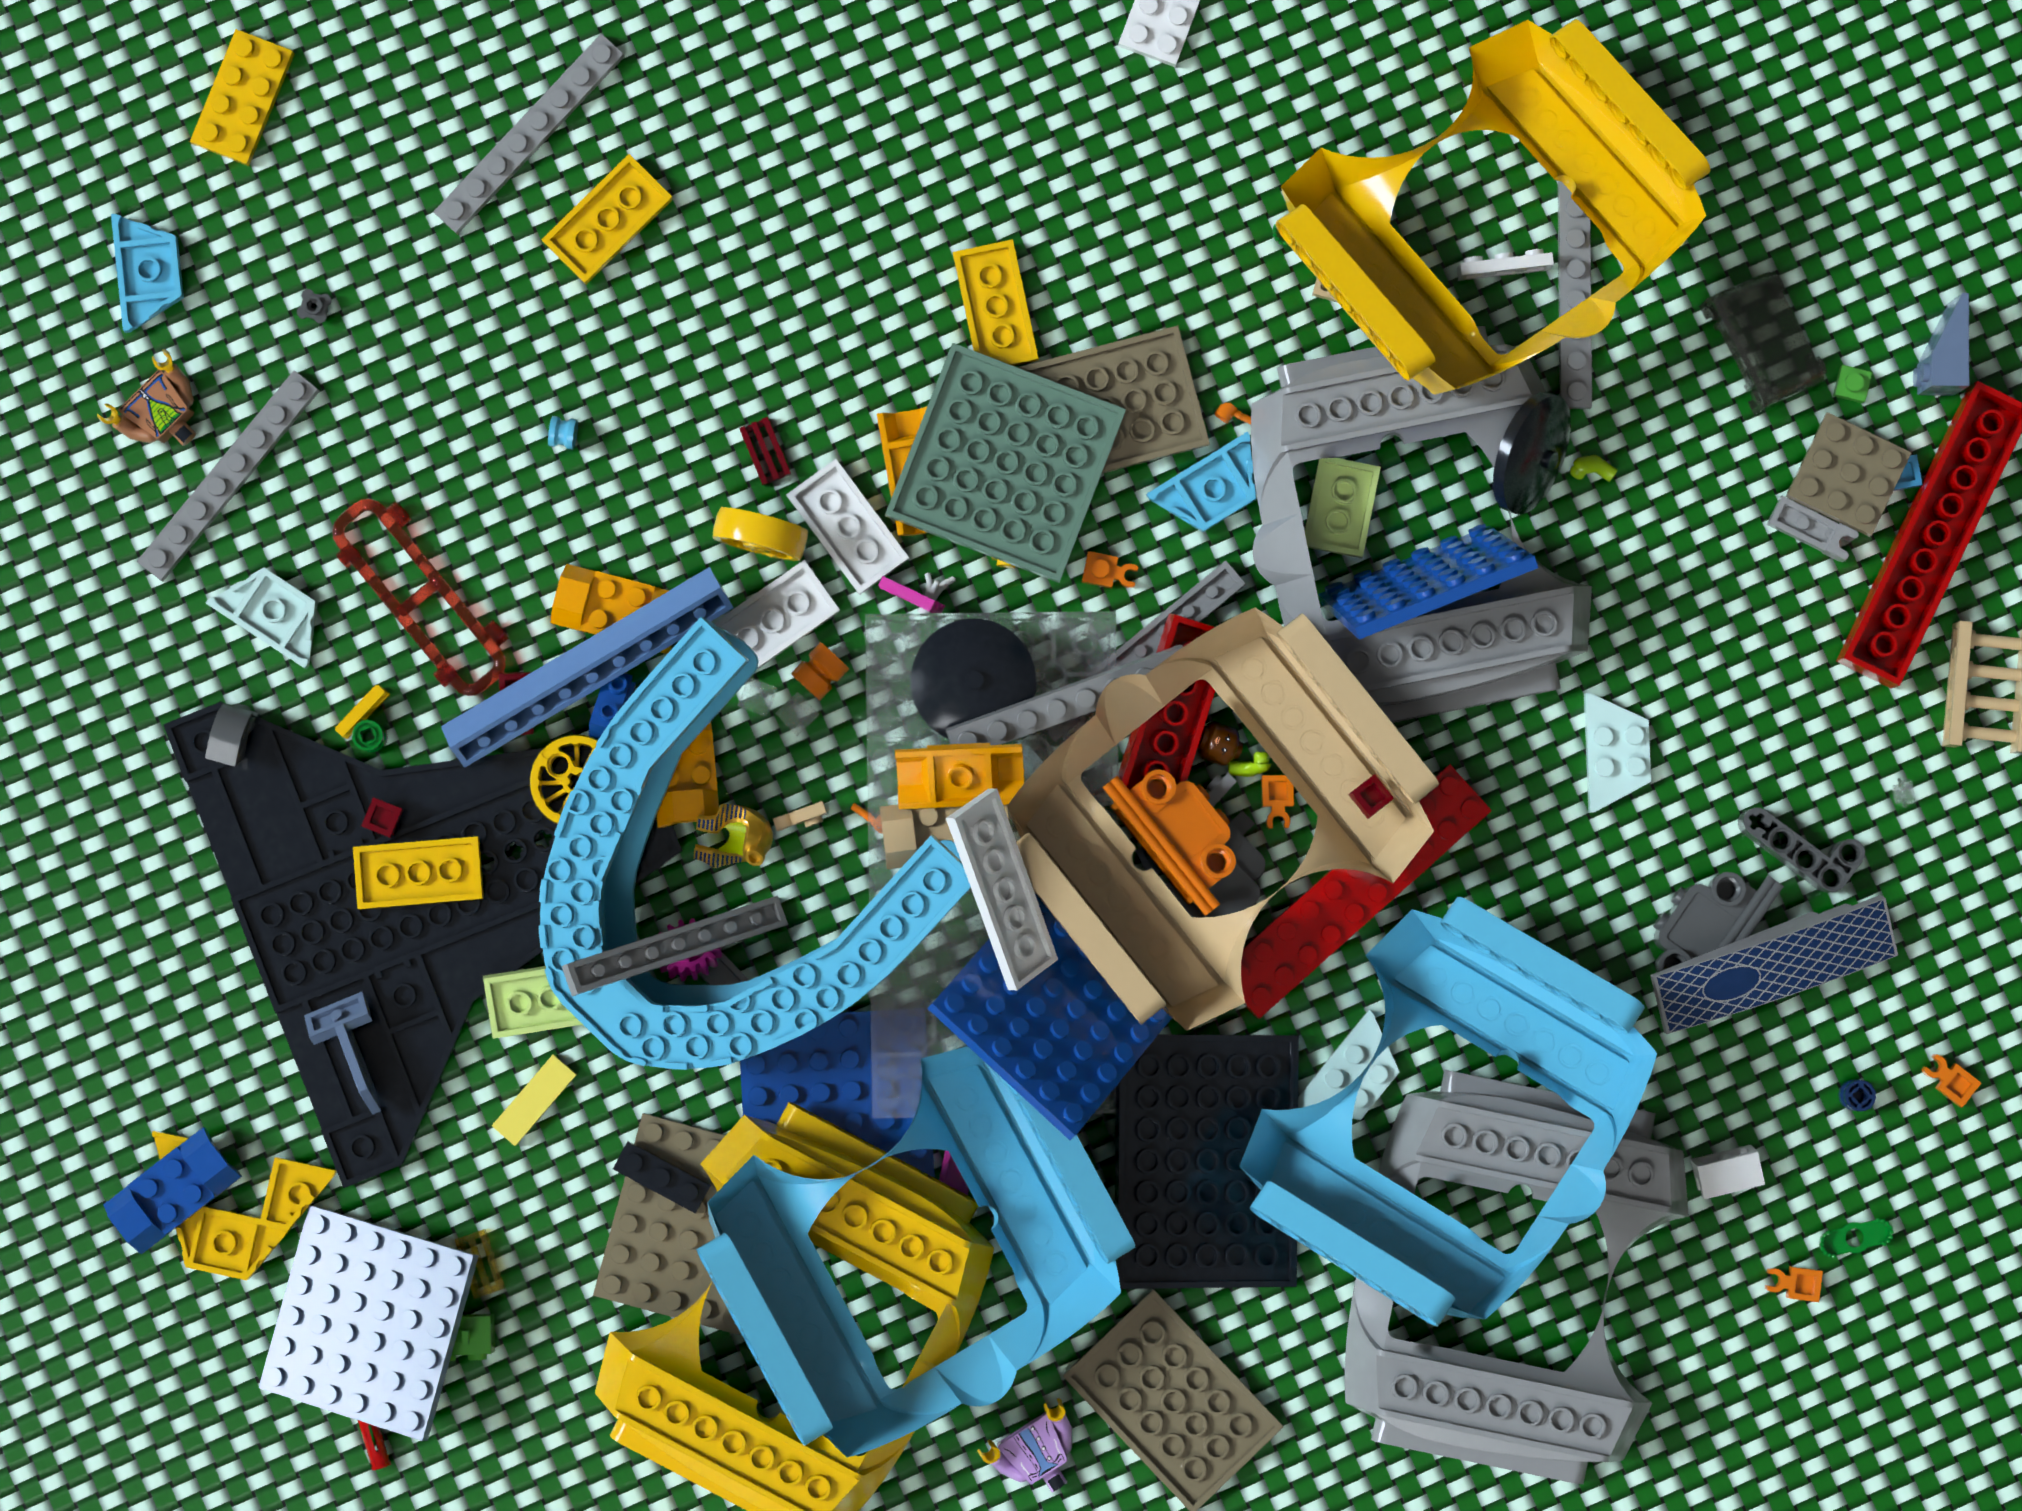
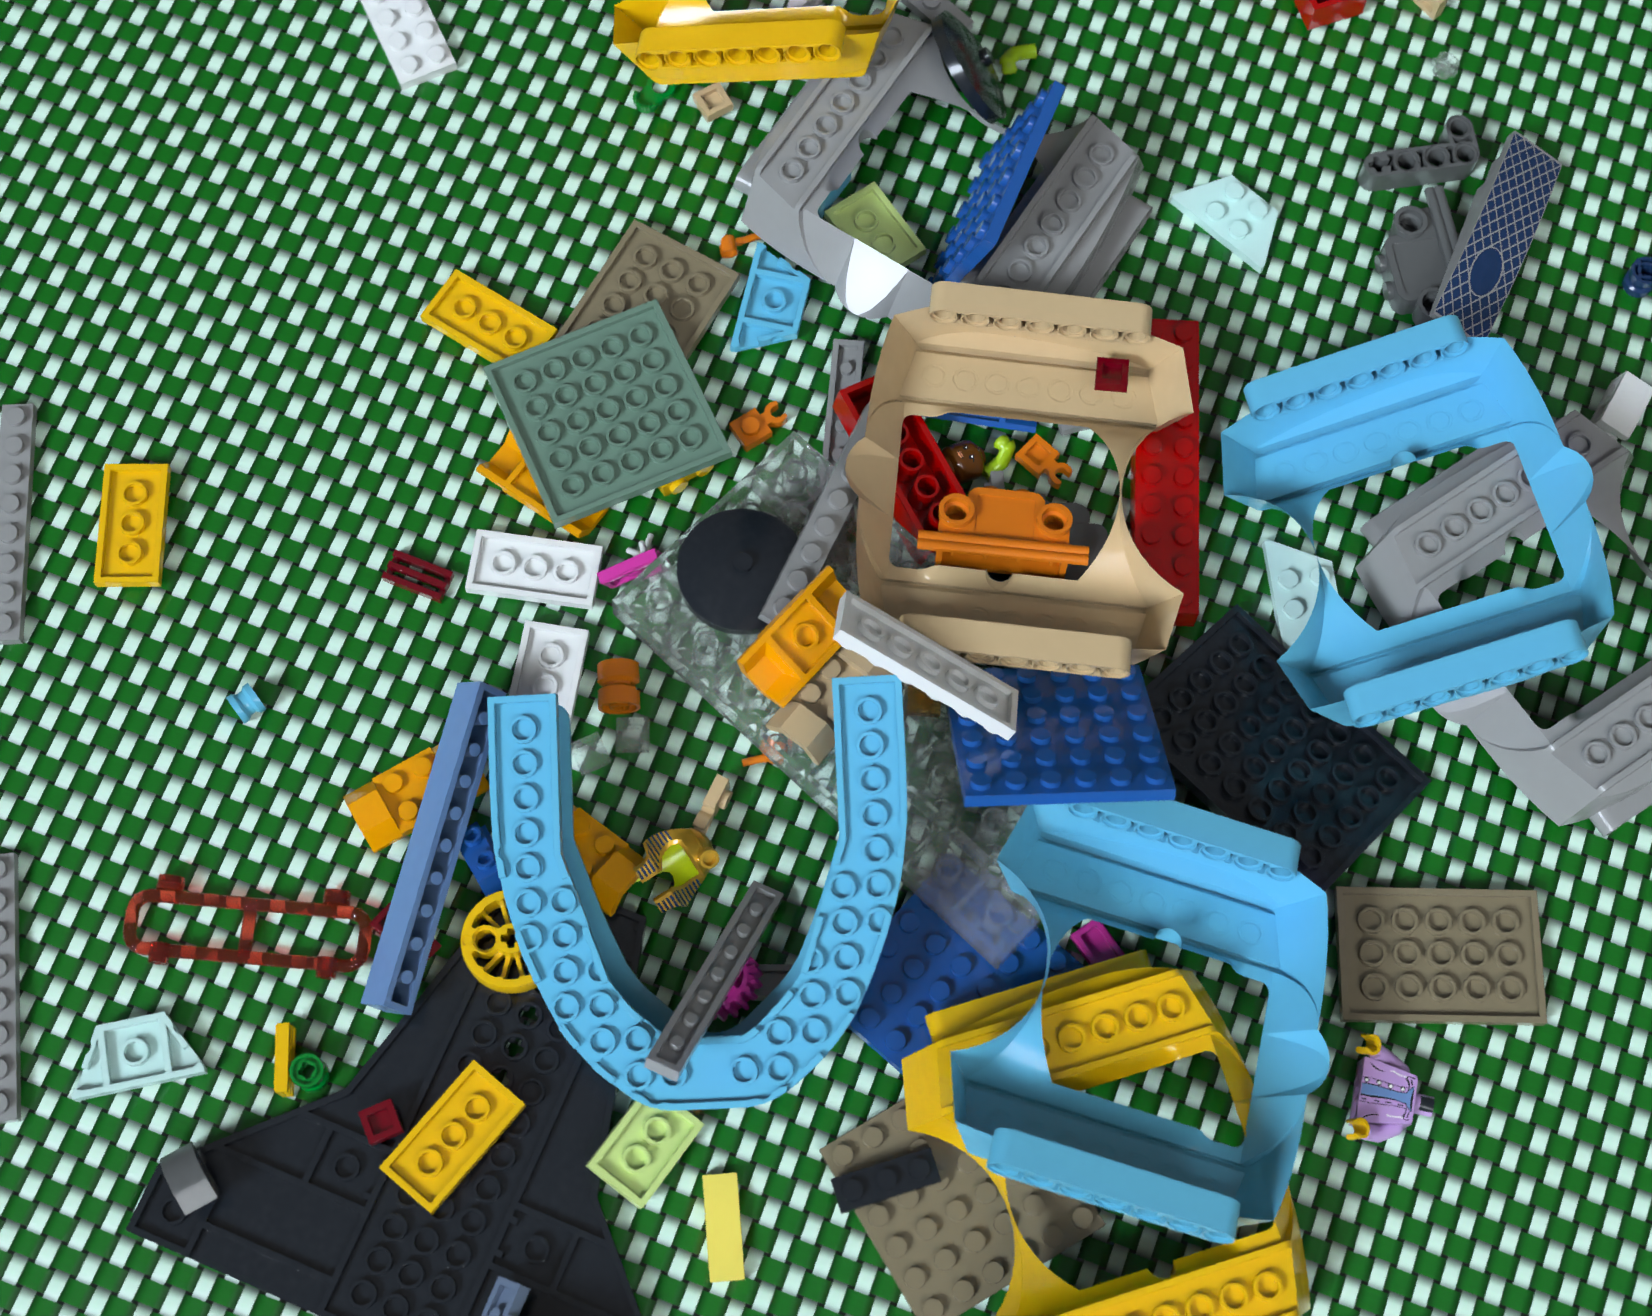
camera: 45 degrees left, 15 degrees down
(760, 534) = (472, 625): yellow piece -> none

